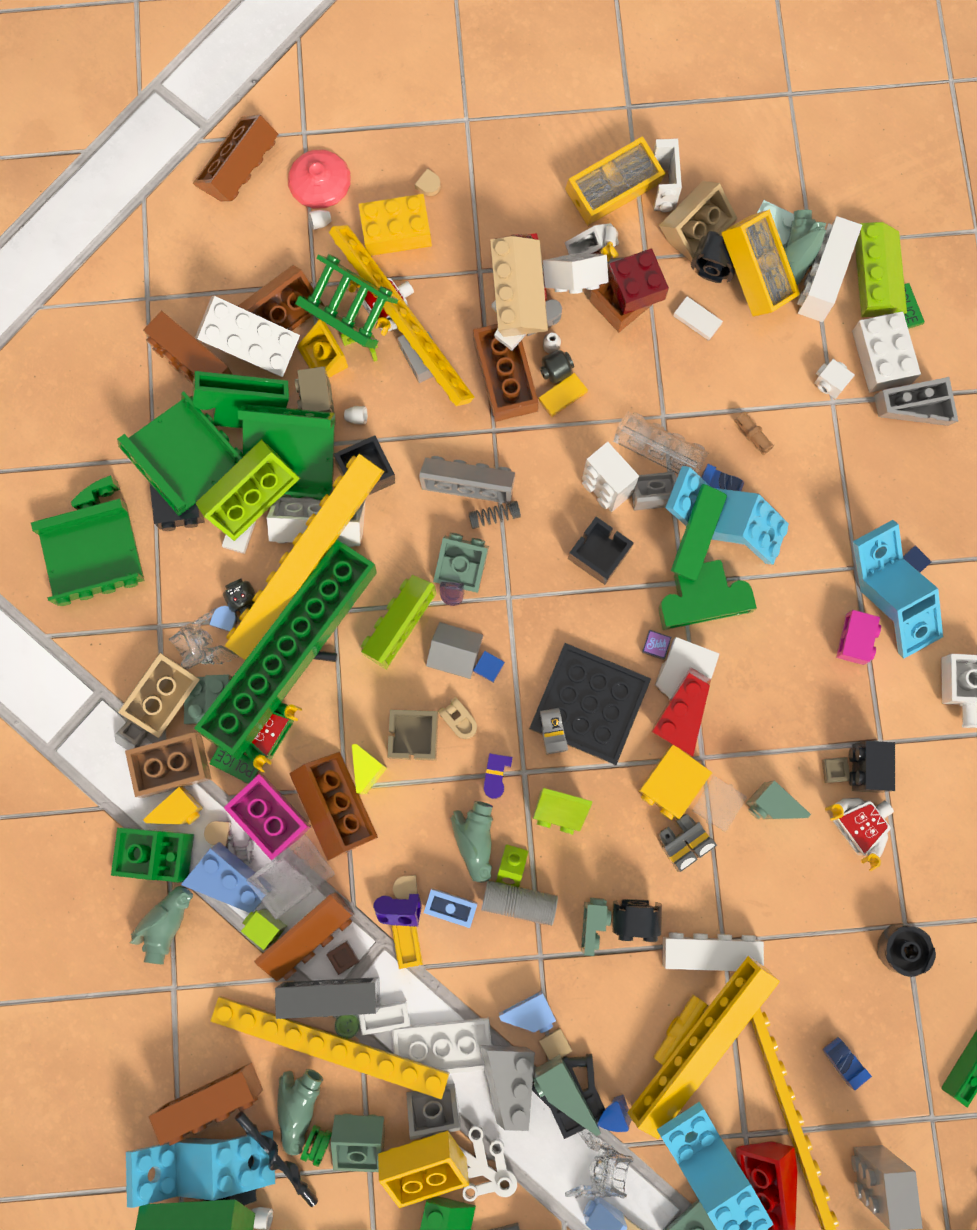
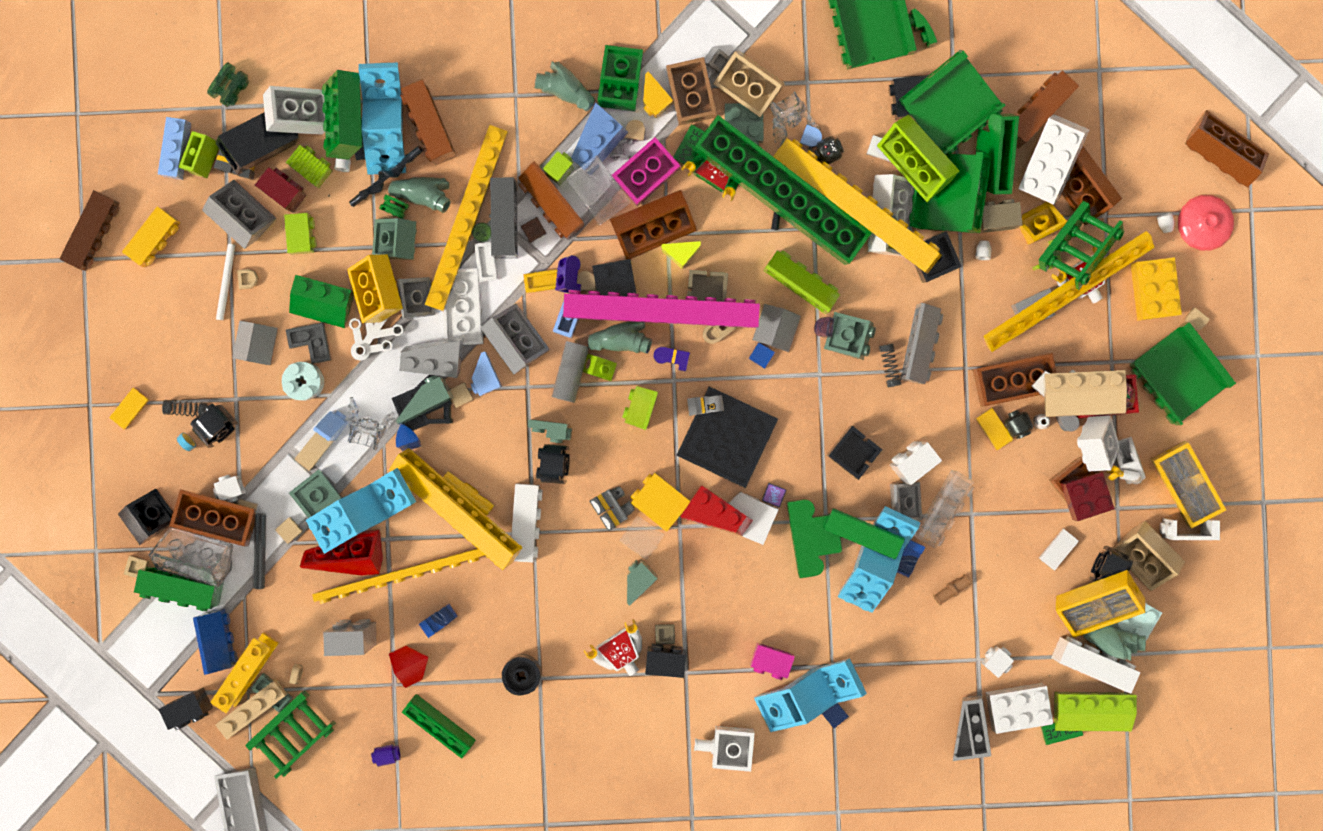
camera: 90 degrees right, 10 degrees up
(405, 850) = (615, 278): none -> black brick
(438, 792) = (661, 310): none -> dark pink brick
(480, 977) = (514, 338): none -> light grey slope
(488, 195) = (1181, 373): none -> green panel
(907, 1102) = (408, 665): none -> red slope

